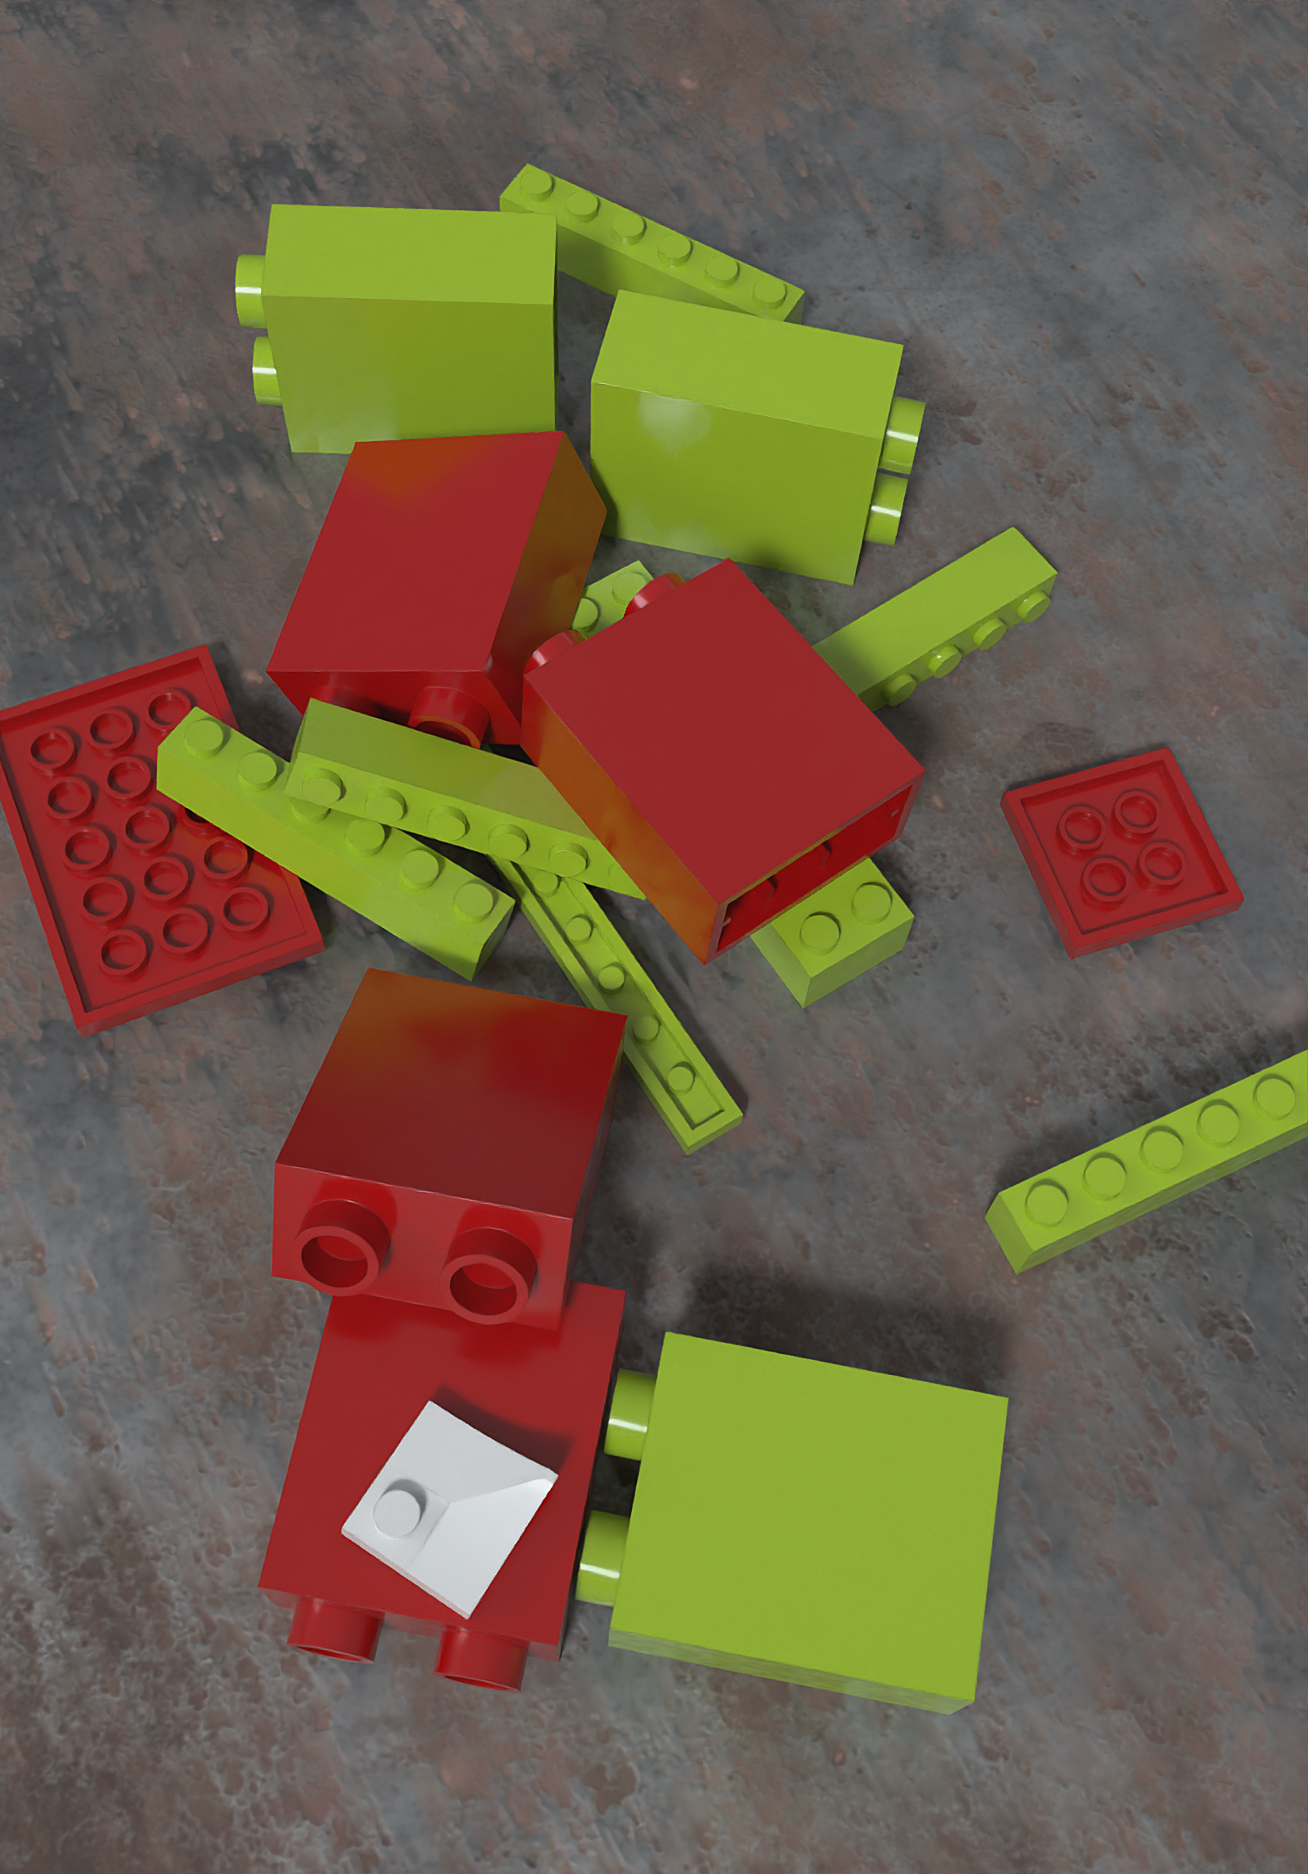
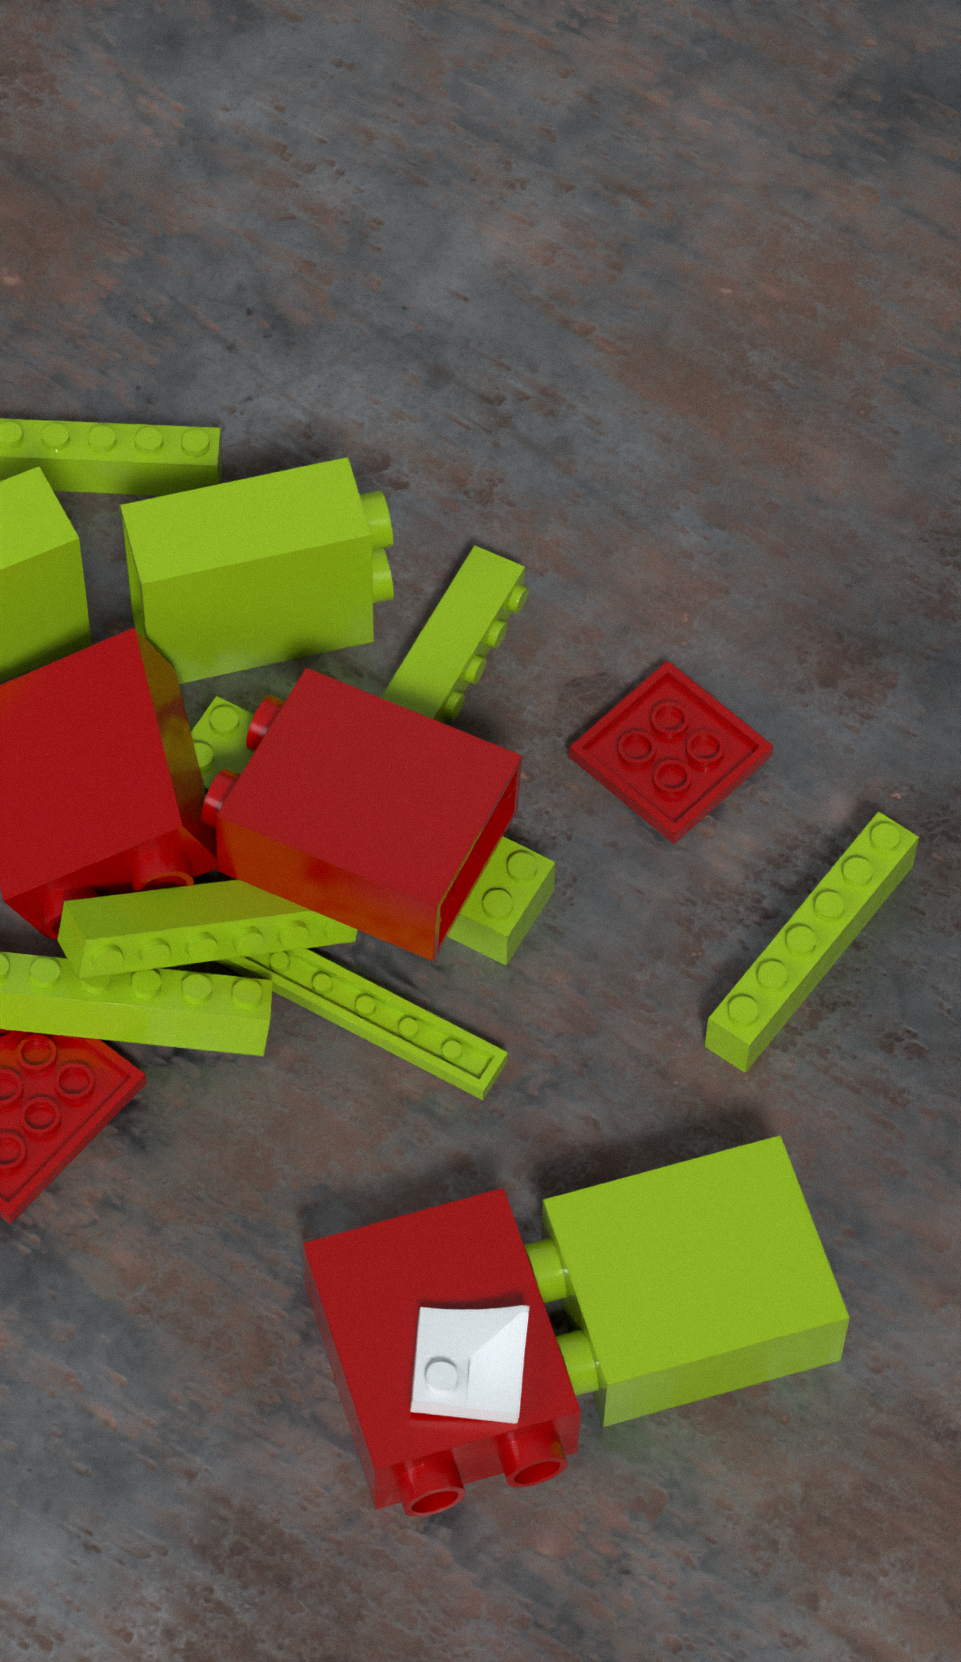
camera: 25 degrees left, 5 degrees down
(449, 1150) = (341, 1149): red brick -> none

